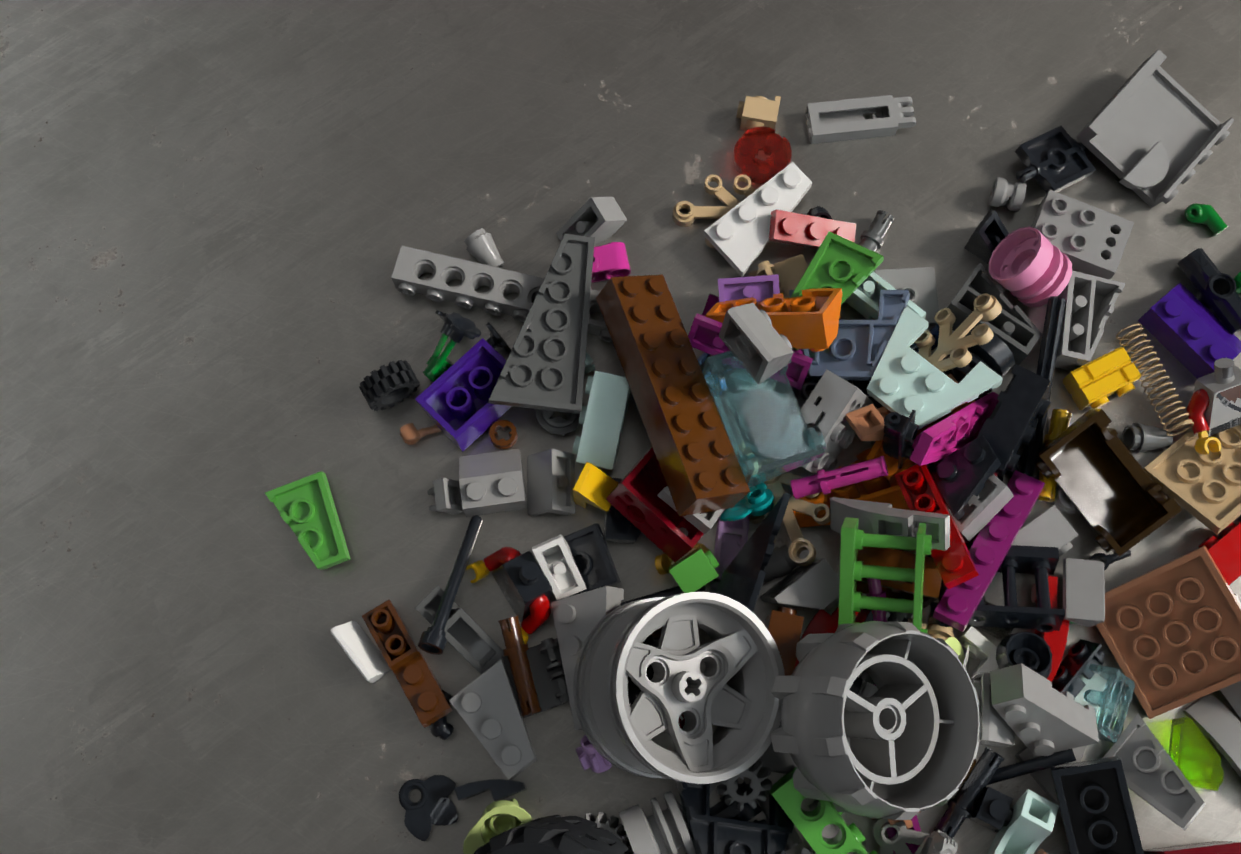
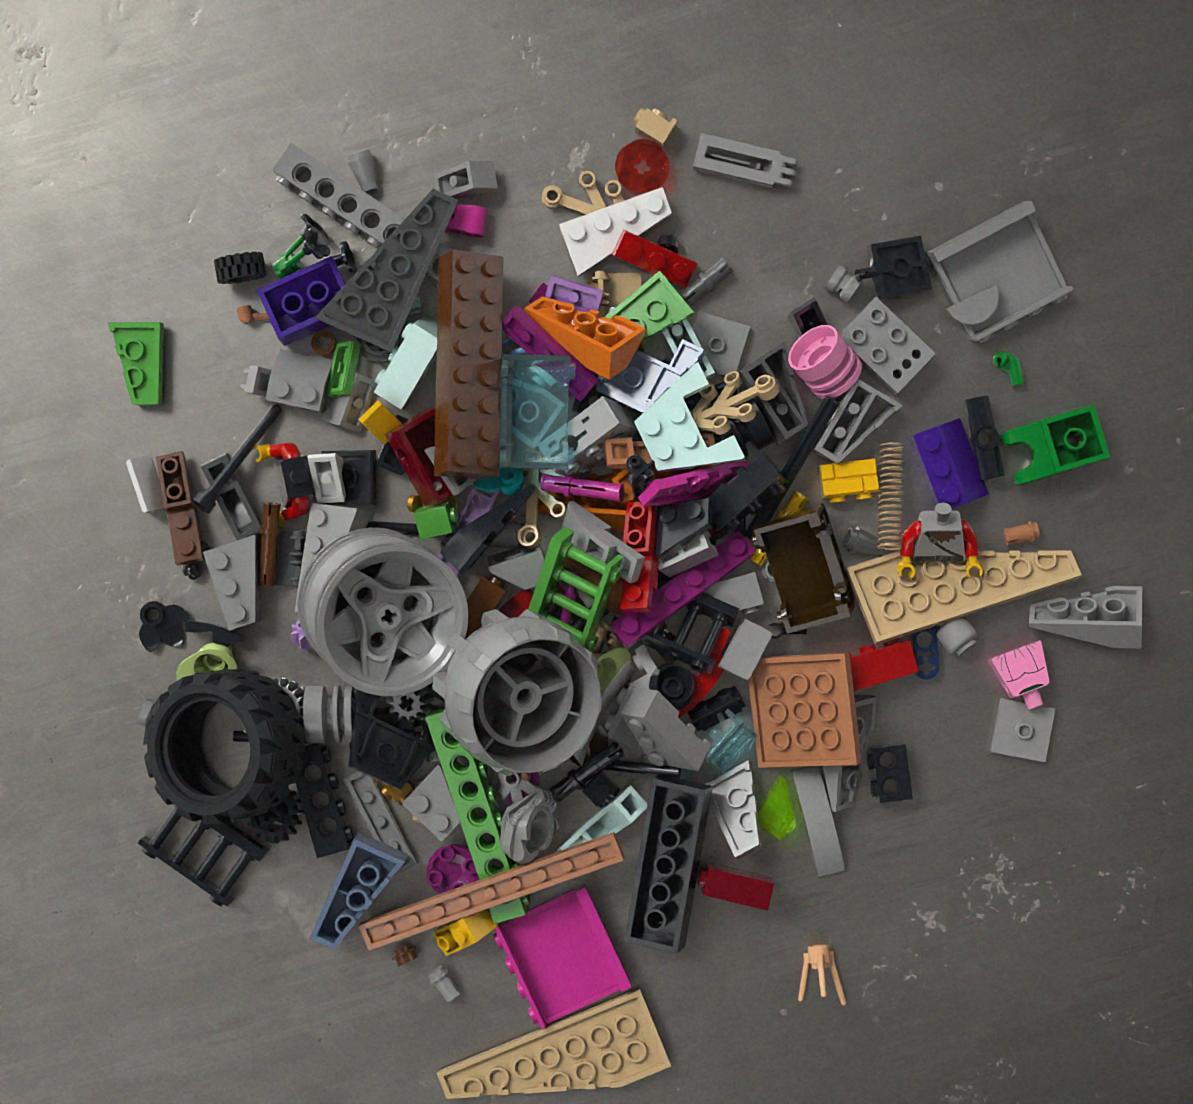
camera: 20 degrees right, 15 degrees up
(534, 451) = (343, 369): none -> bright green tile
(755, 341) = (544, 357): light grey slope -> none

